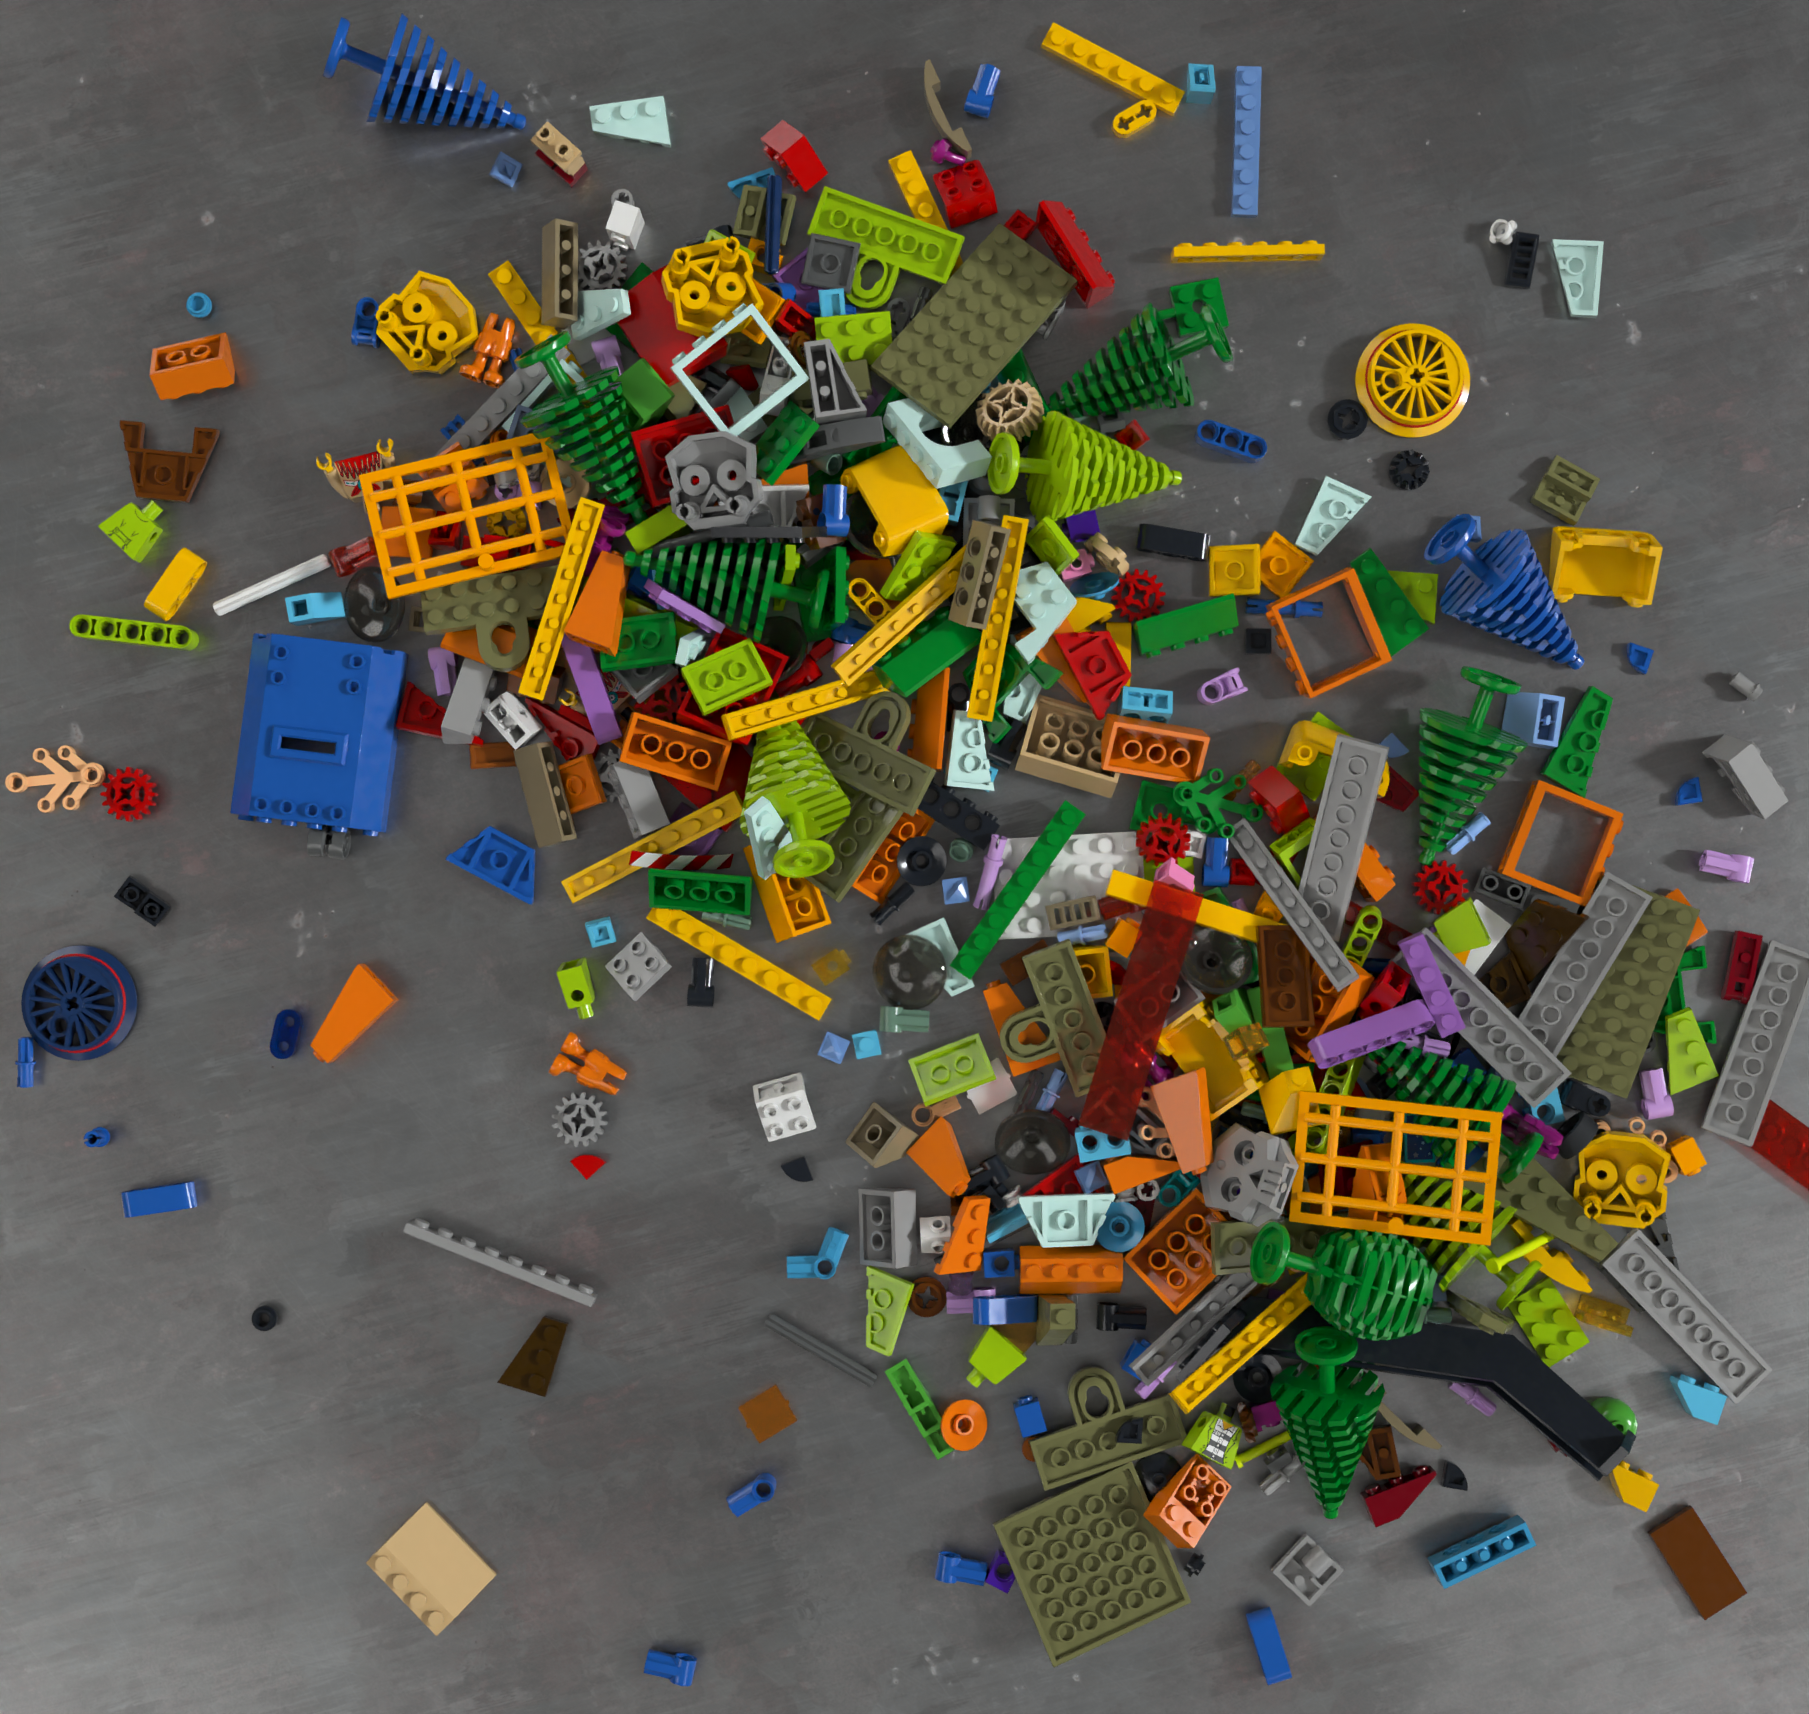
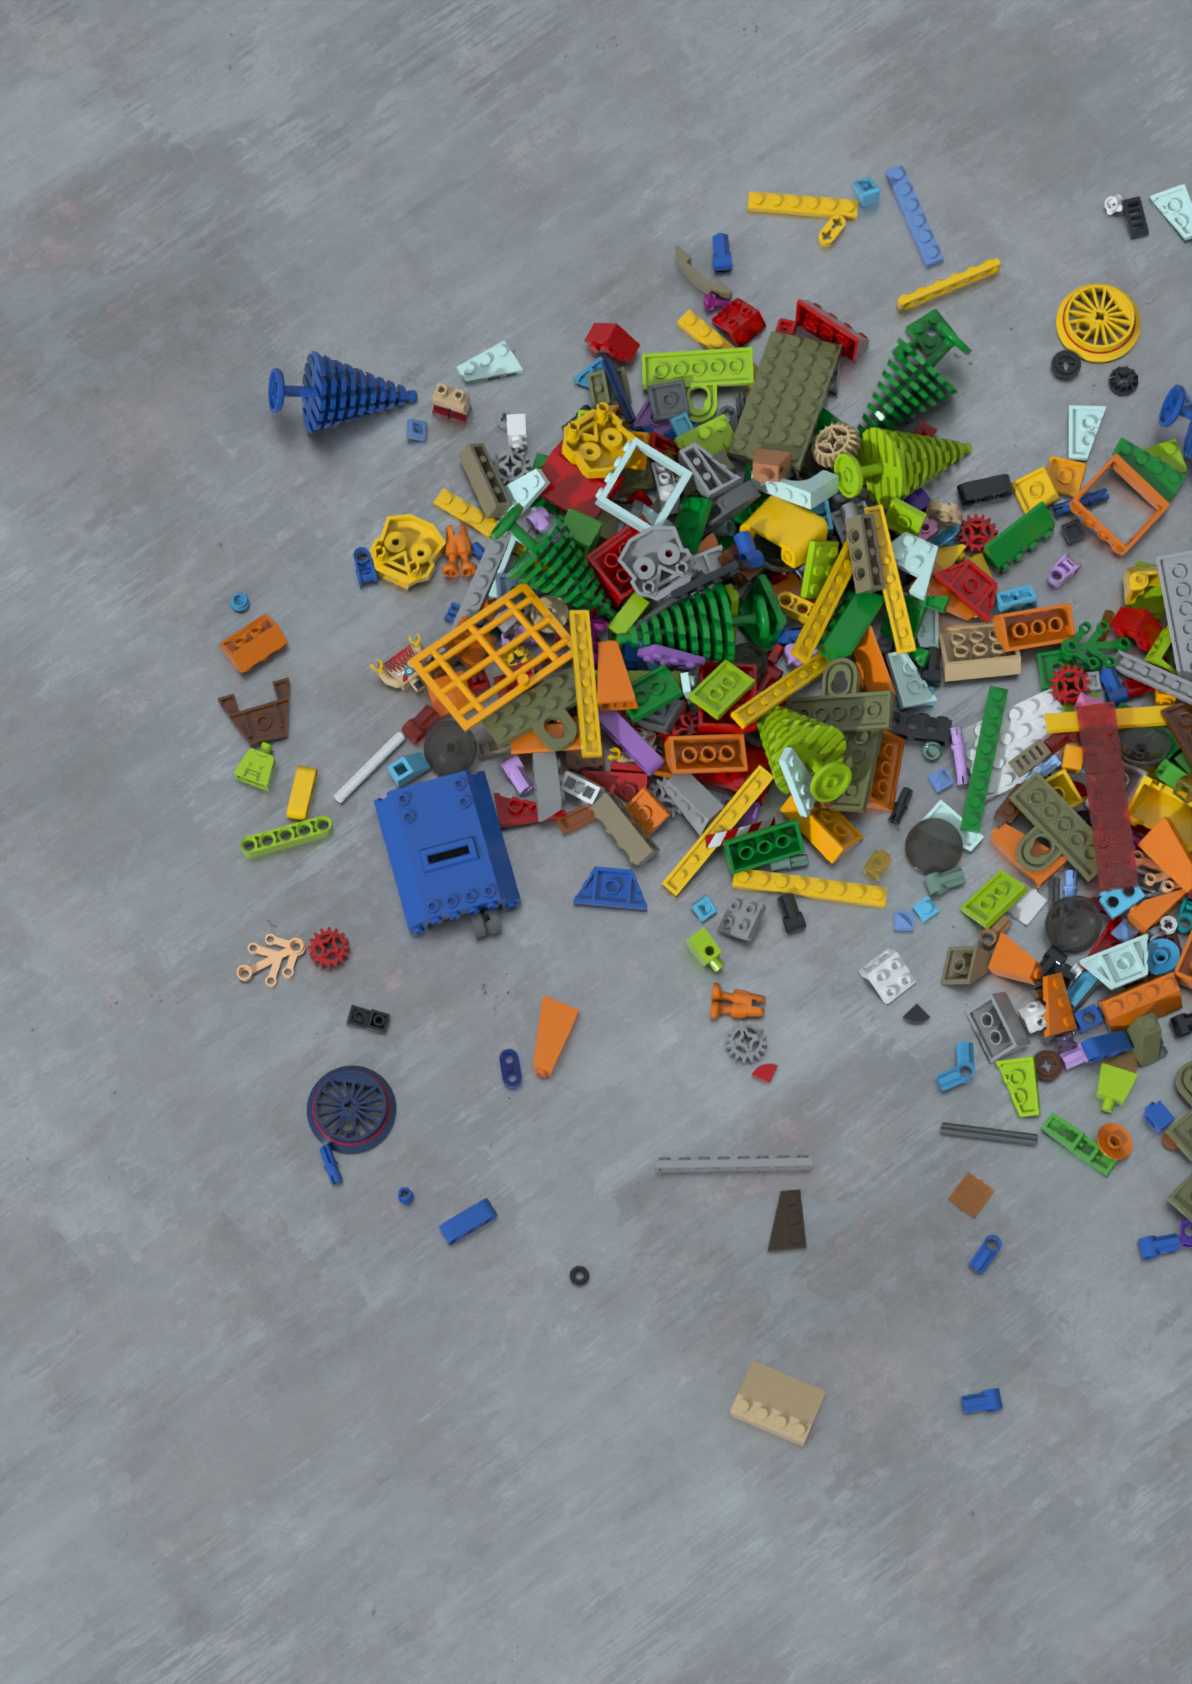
camera: 20 degrees left, 15 degrees down
(912, 408) = (770, 465): none -> nougat torso
(934, 862) = (915, 763): black dish -> none
(1242, 438) = (986, 414): blue beam -> none

